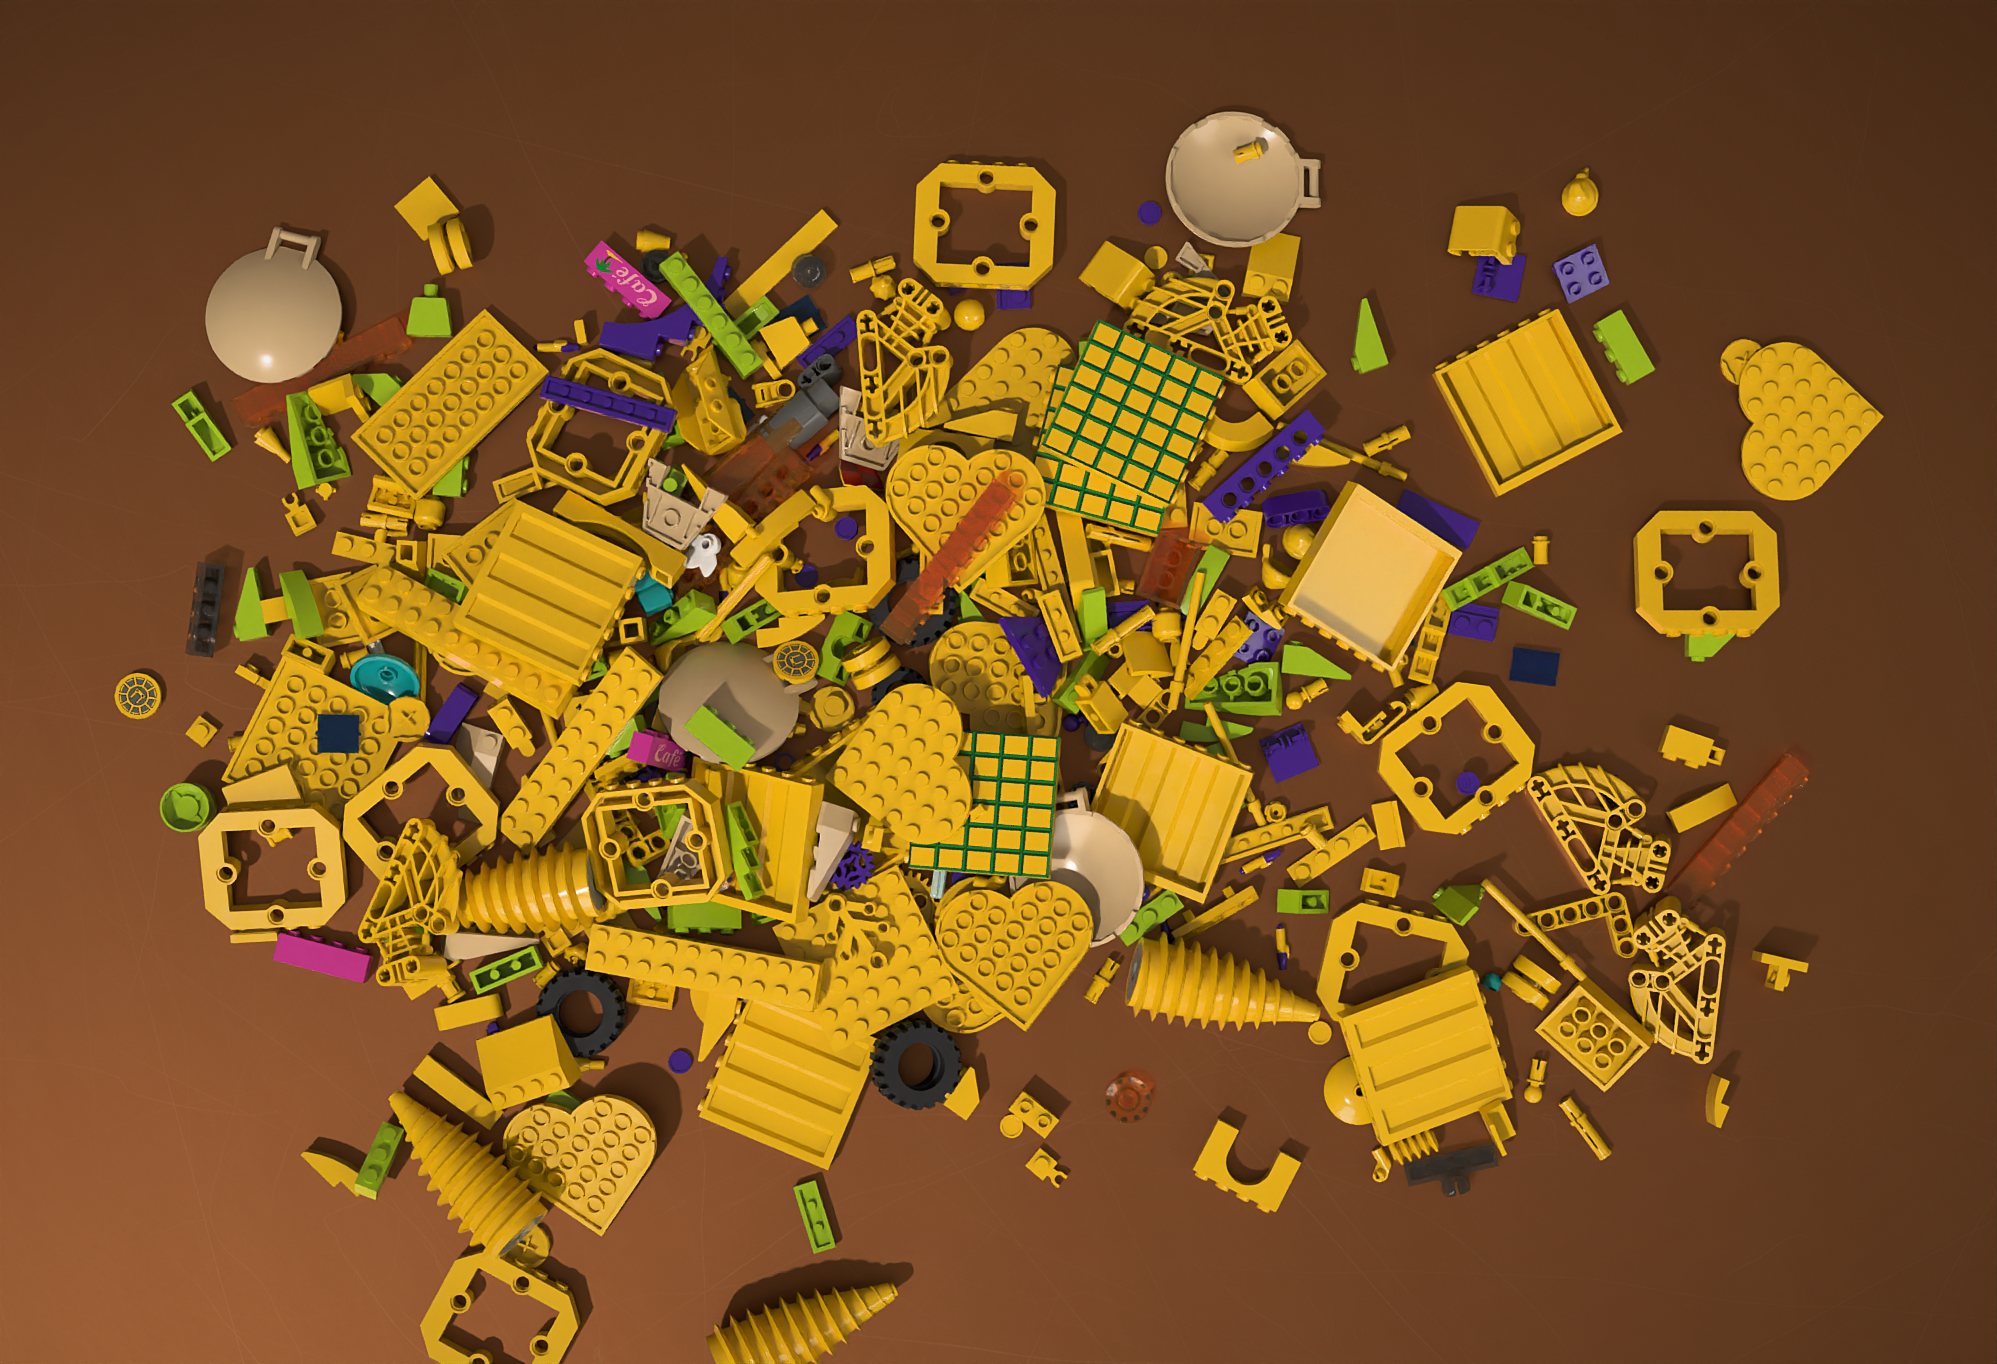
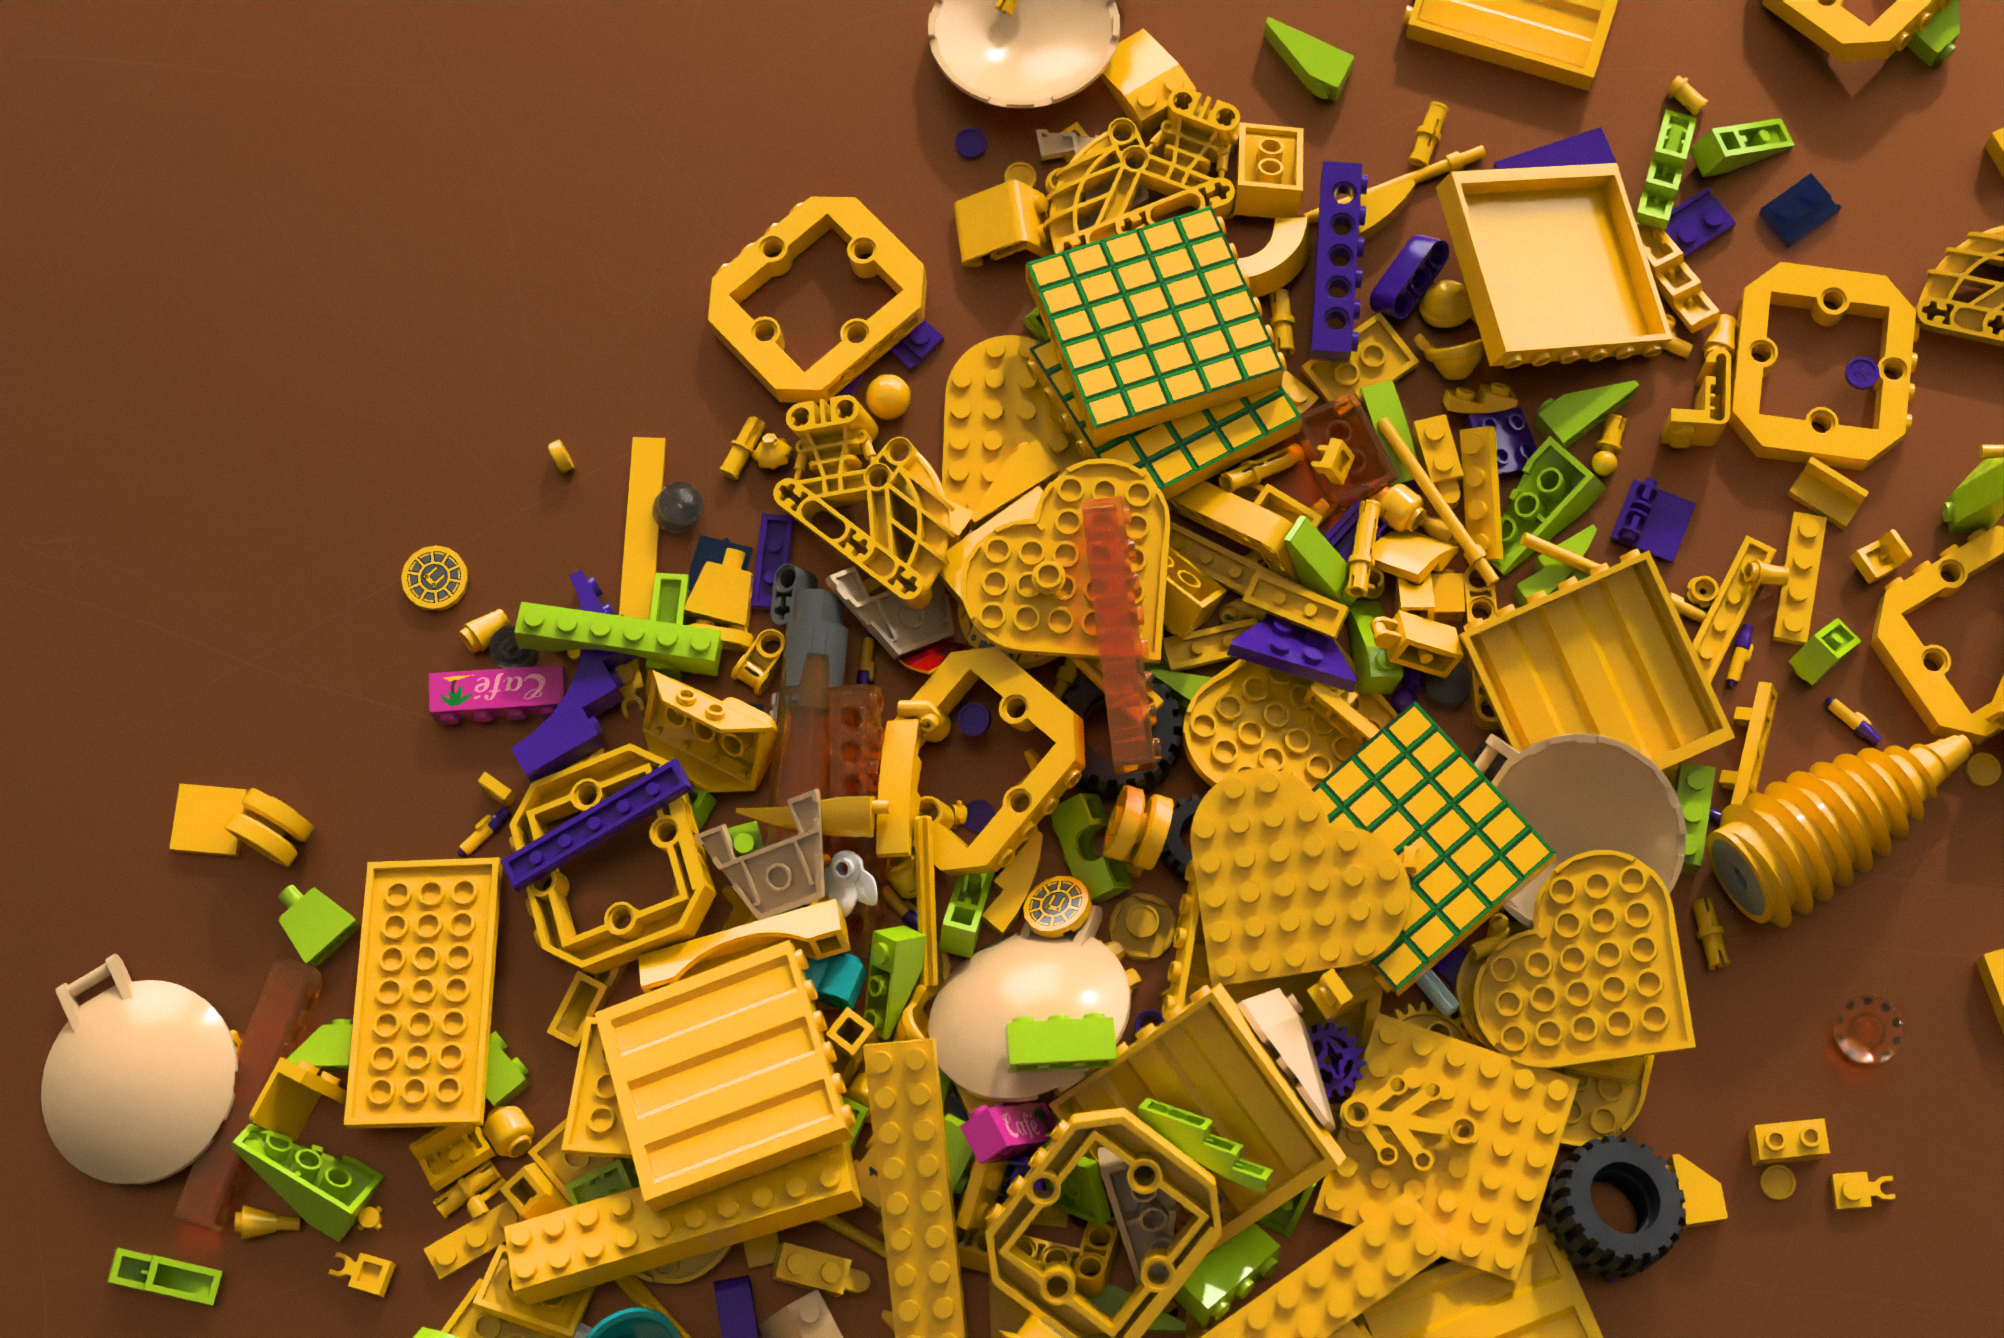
camera: 35 degrees left, 15 degrees down
(653, 188) = (435, 578): none -> tile
(775, 184) = (560, 456): none -> yellow tile
(943, 498) = (1048, 577): none -> yellow plate
(1153, 573) = (1335, 461): none -> yellow tile

